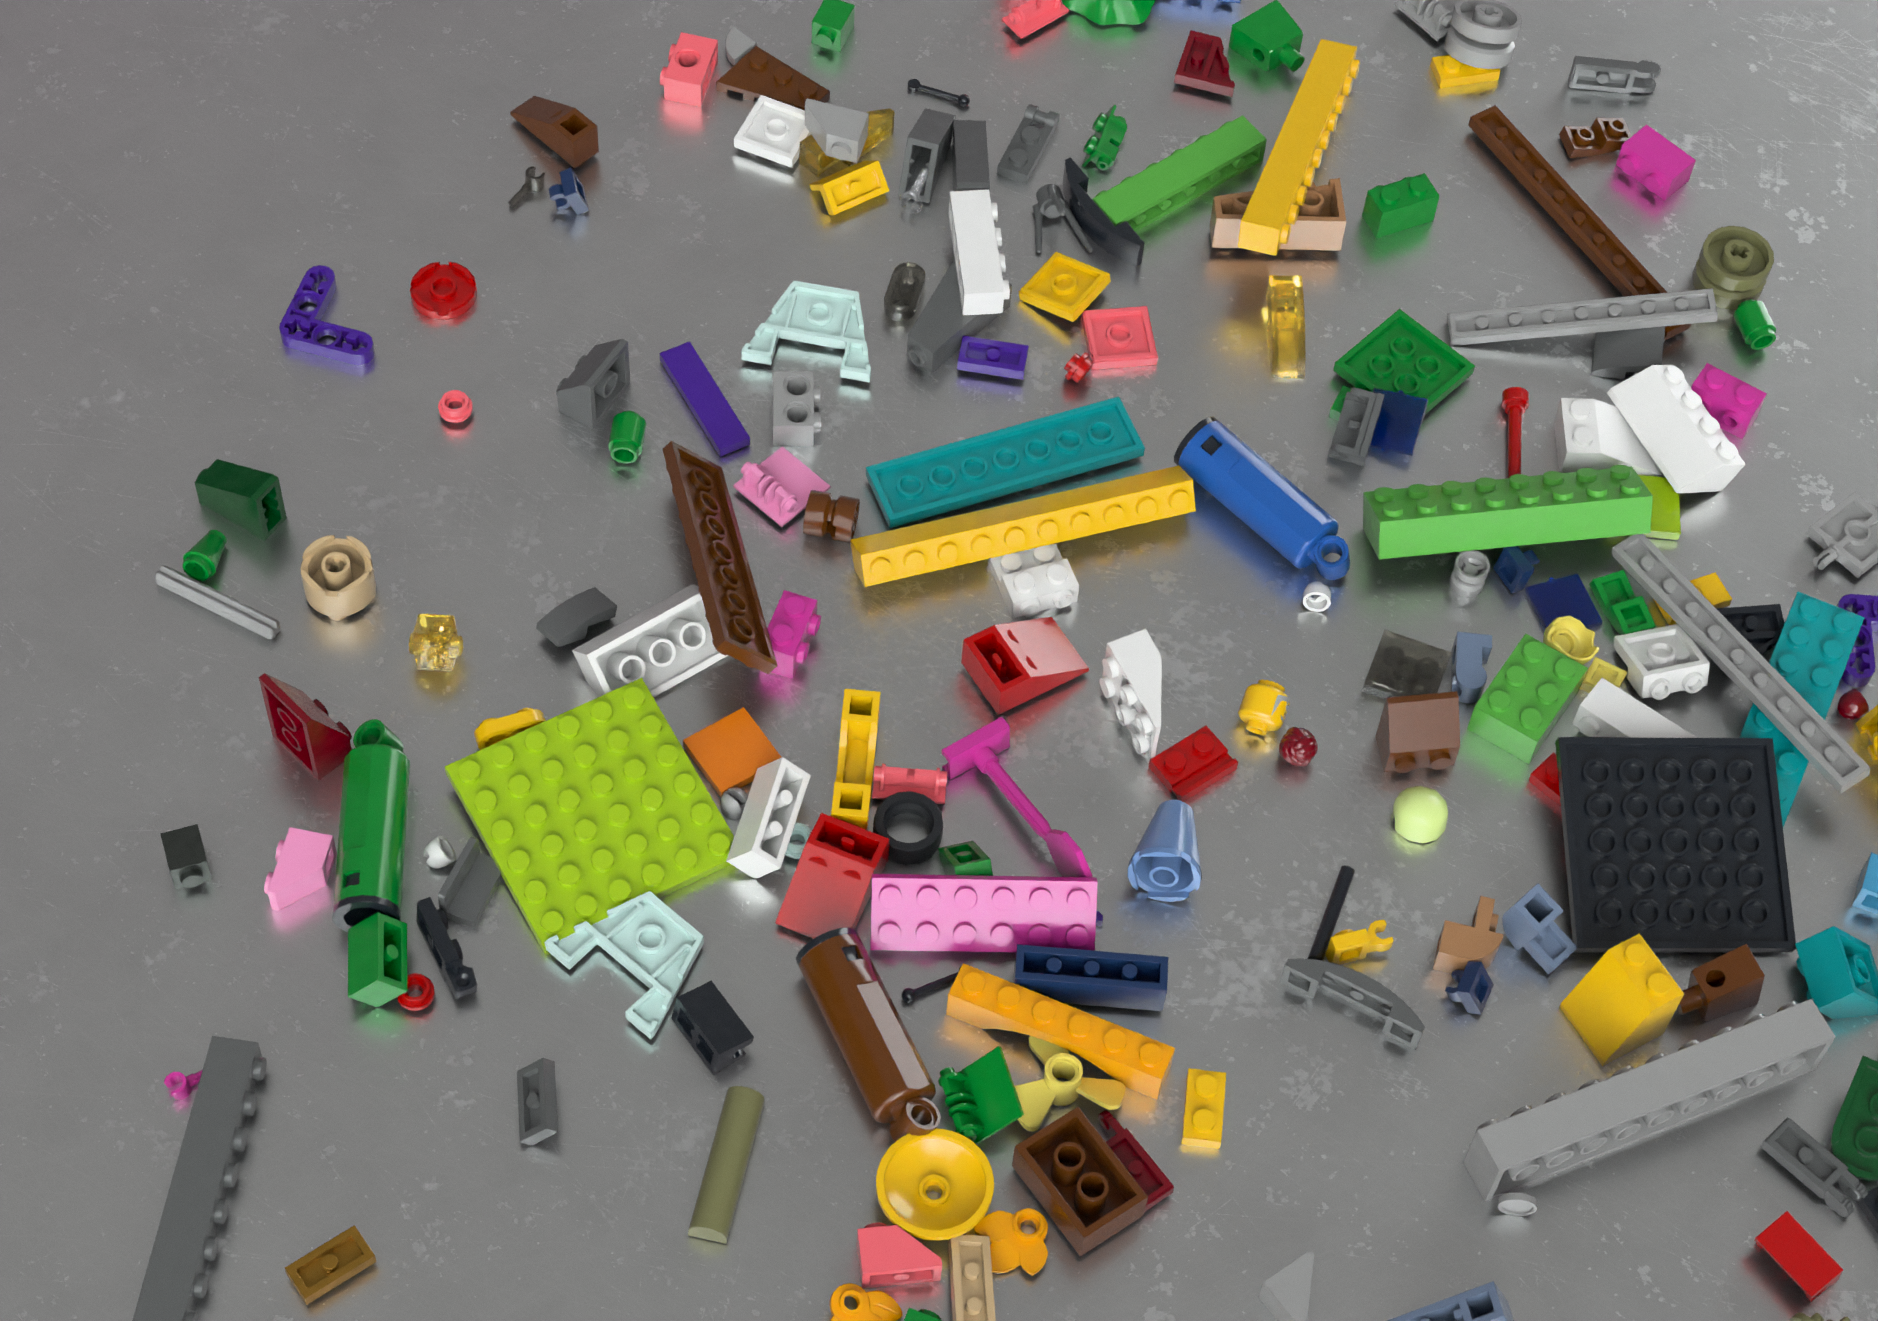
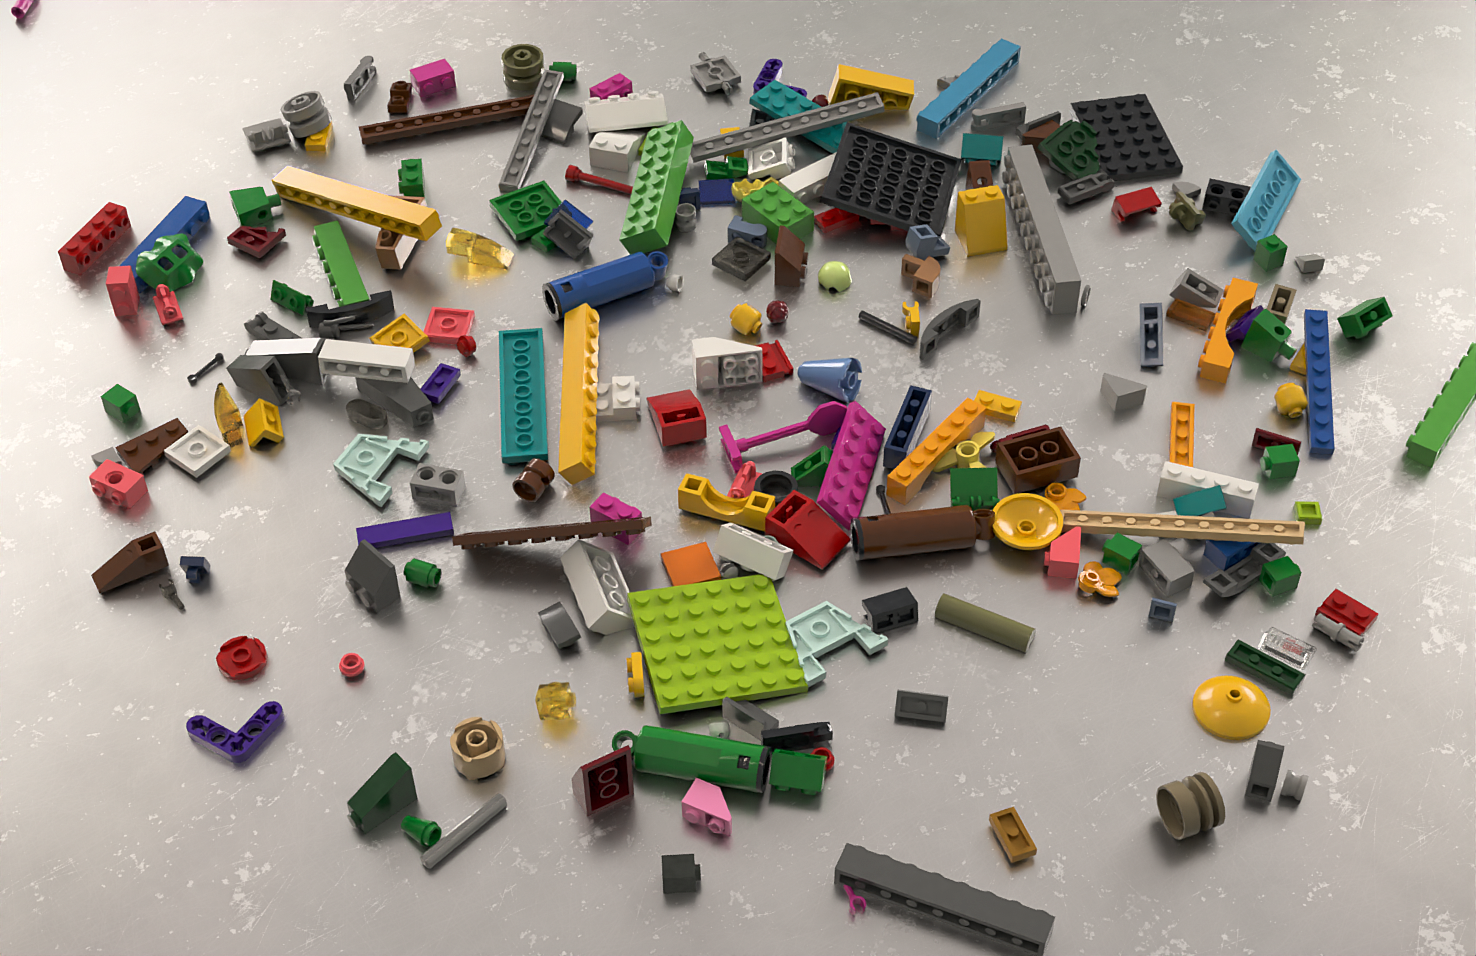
camera: 70 degrees left, 10 degrees down
(779, 485) = (494, 505): bright pink hinge -> none
(837, 129) = (228, 407): light grey slope -> none
(1472, 988) = (953, 280): dark blue tile -> none

